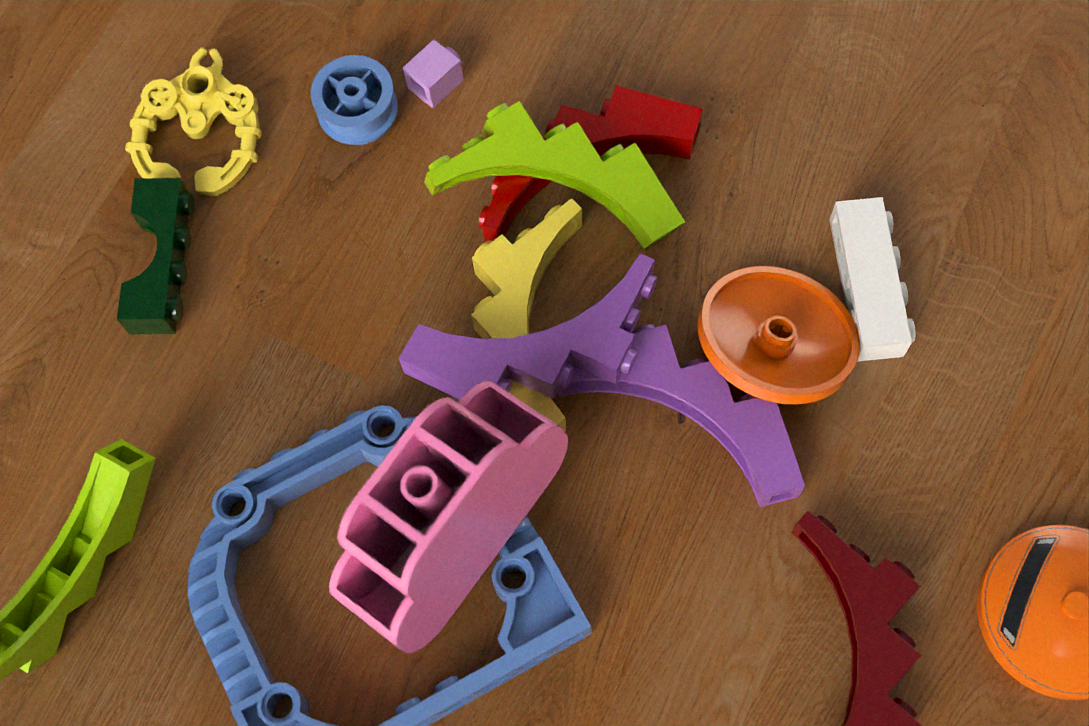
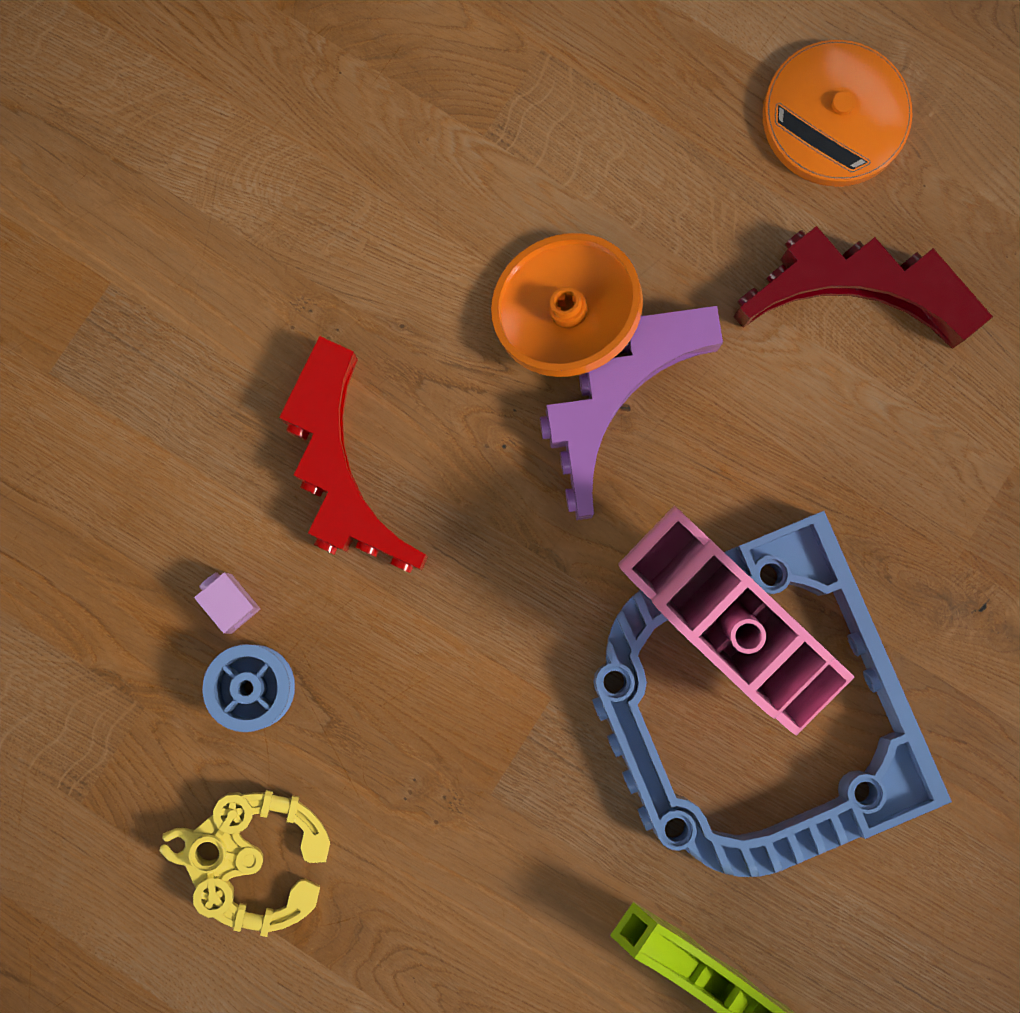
camera: 90 degrees left, 15 degrees up
(153, 298) = (349, 894): dark green arch -> none
(513, 277) = (517, 557): light yellow arch -> none
(516, 147) = (350, 522): lime arch -> none
(543, 361) = (563, 471): medium lavender arch -> none
(871, 278) = (514, 211): white brick -> none

